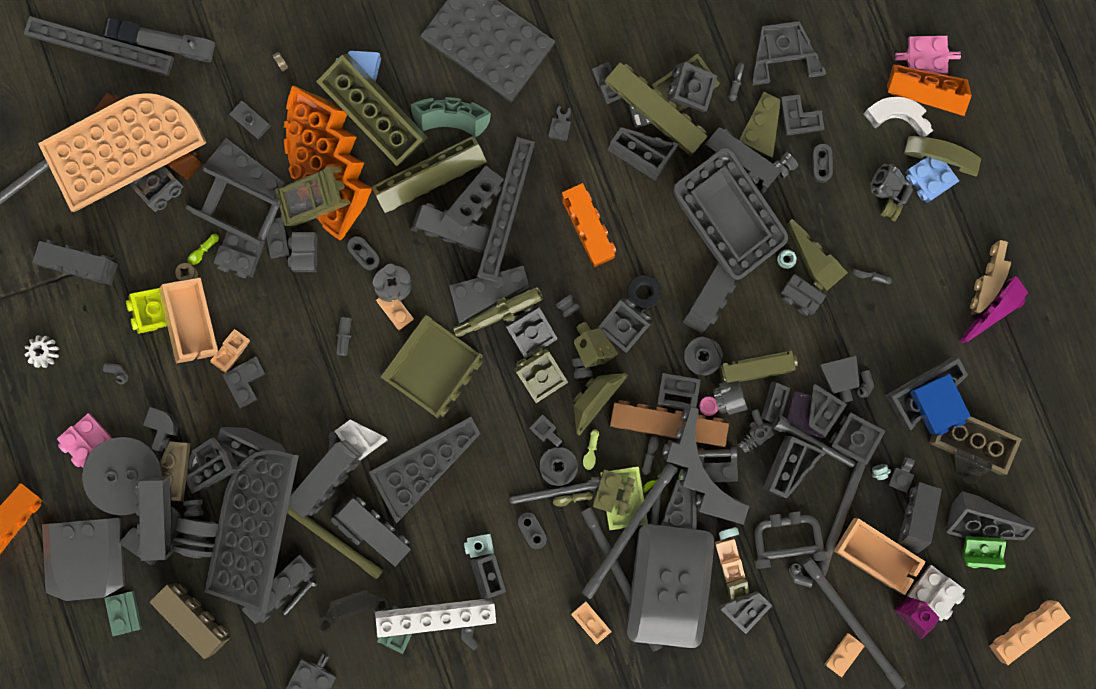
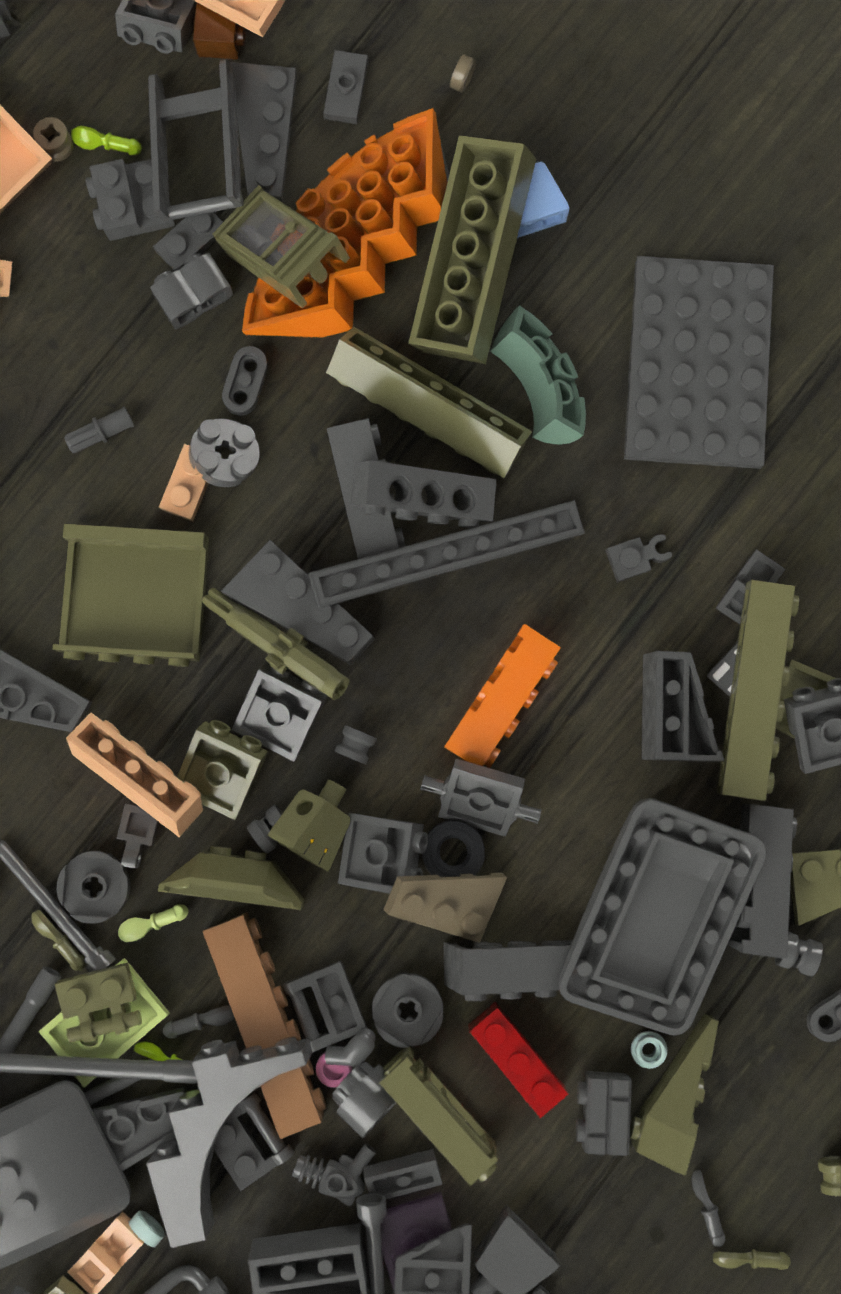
camera: 60 degrees right, 0 degrees up
(519, 413) = (135, 774): none -> light nougat brick
(627, 262) = (481, 797): none -> dark grey plate
(666, 306) = (447, 903): none -> dark tan wing
(707, 390) = (355, 1051): none -> dark grey arm
(754, 319) = (517, 1059): none -> red brick
(900, 280) = (755, 1258): none -> olive piece

